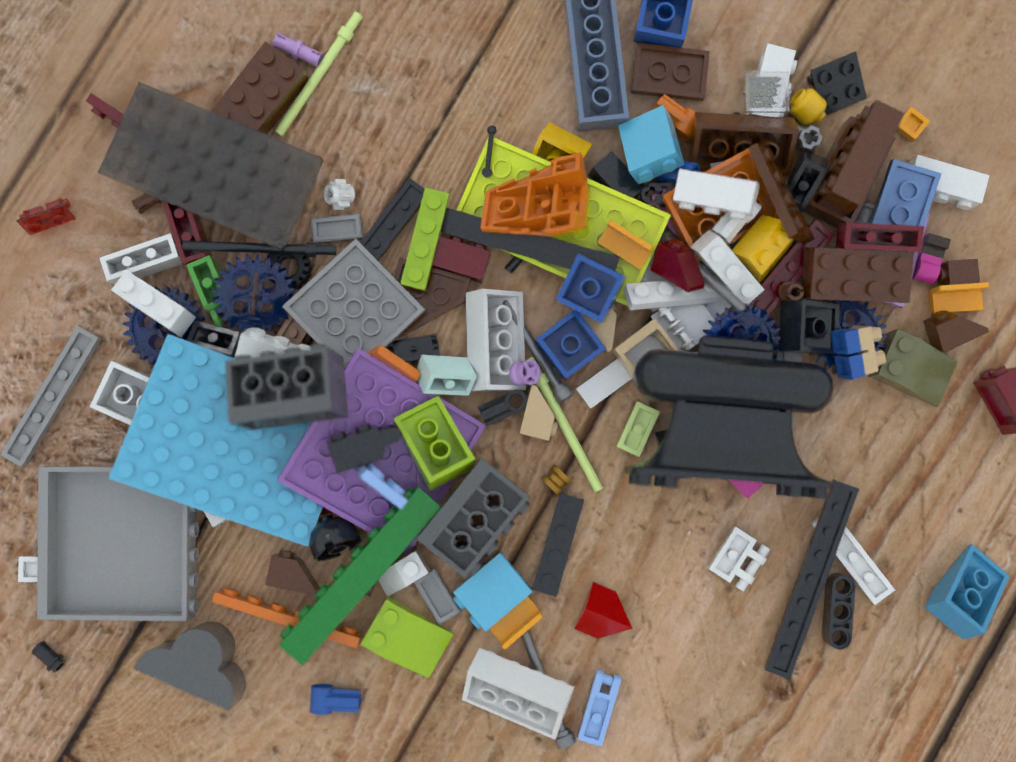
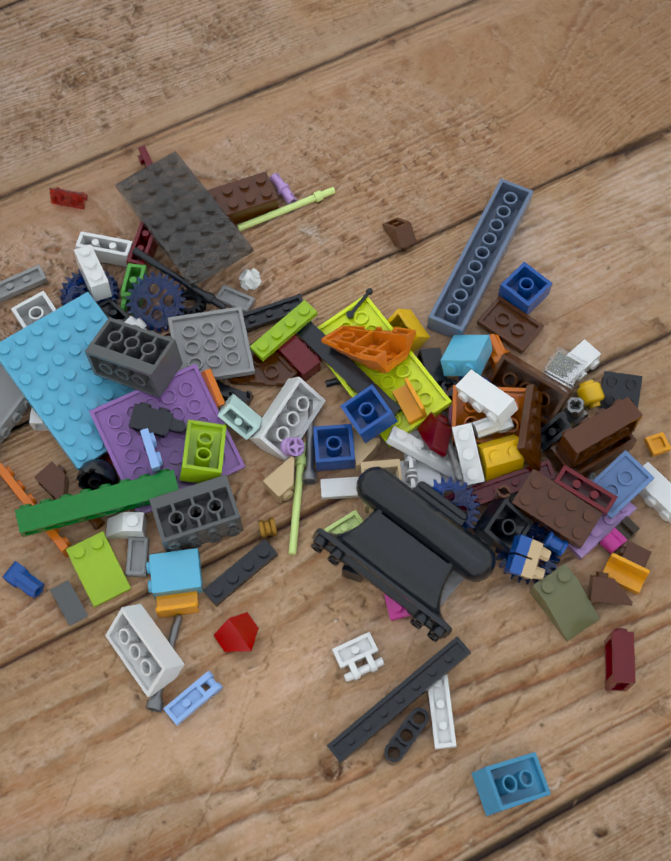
camera: 30 degrees right, 20 degrees down
(145, 202) = (131, 221): reddish brown pin -> none
(401, 693) = (68, 603): none -> dark grey slope
(473, 26) = (400, 232): none -> reddish brown slope
(500, 408) = (263, 461): black piece -> none
(875, 313) = (555, 543): none -> blue bush

